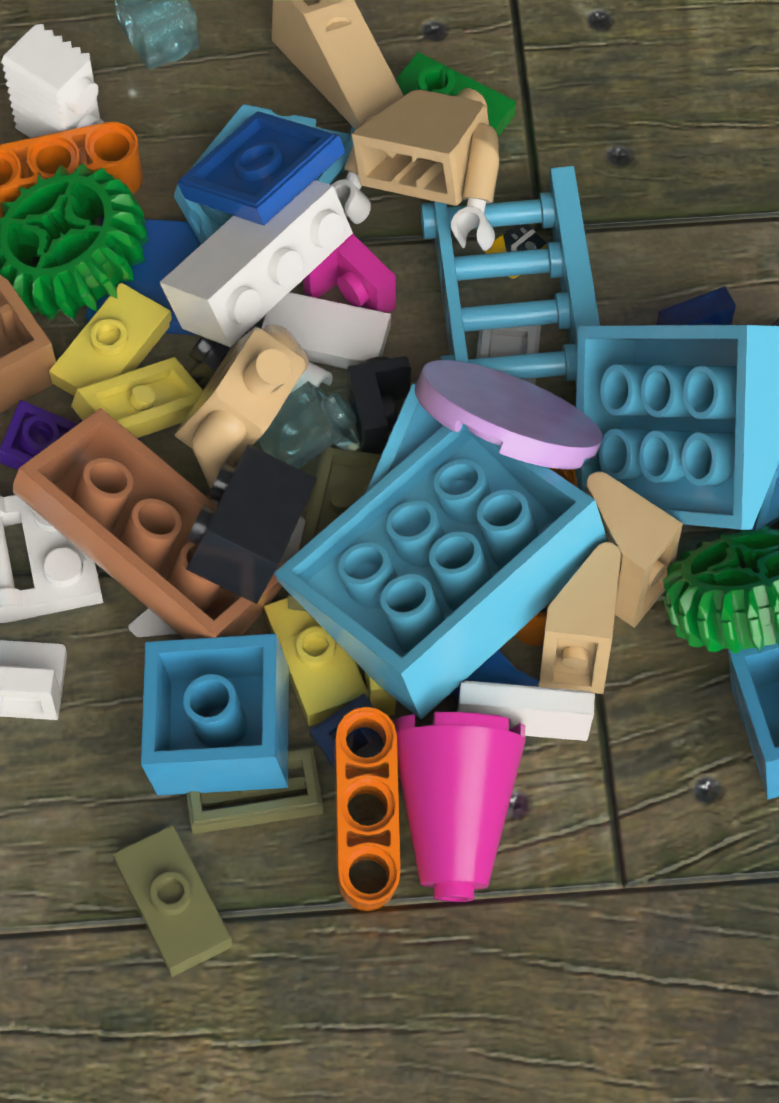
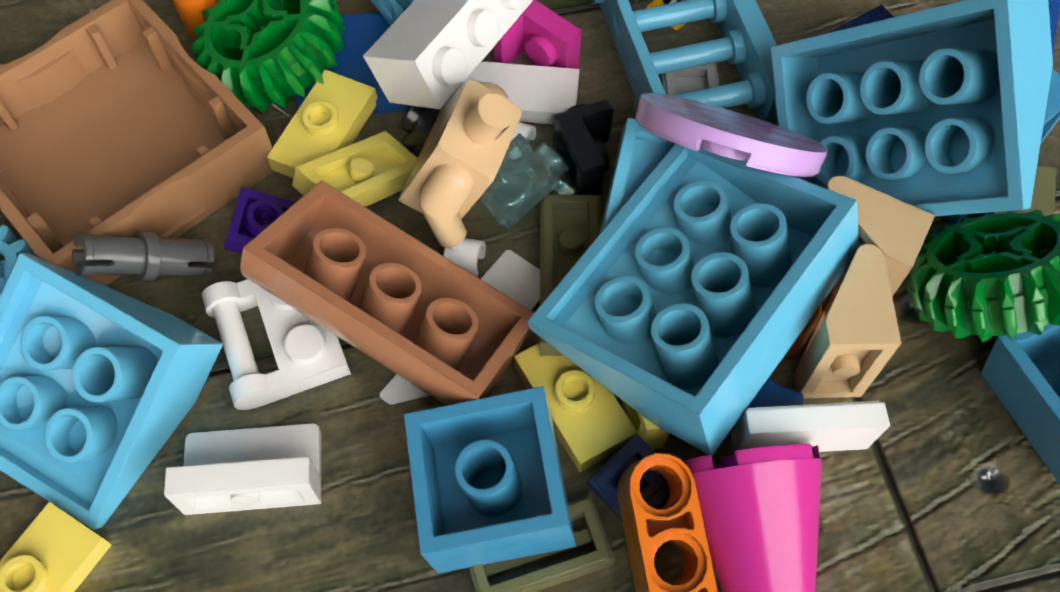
camera: 10 degrees left, 0 degrees up
(251, 524) = (494, 275): black brick -> none

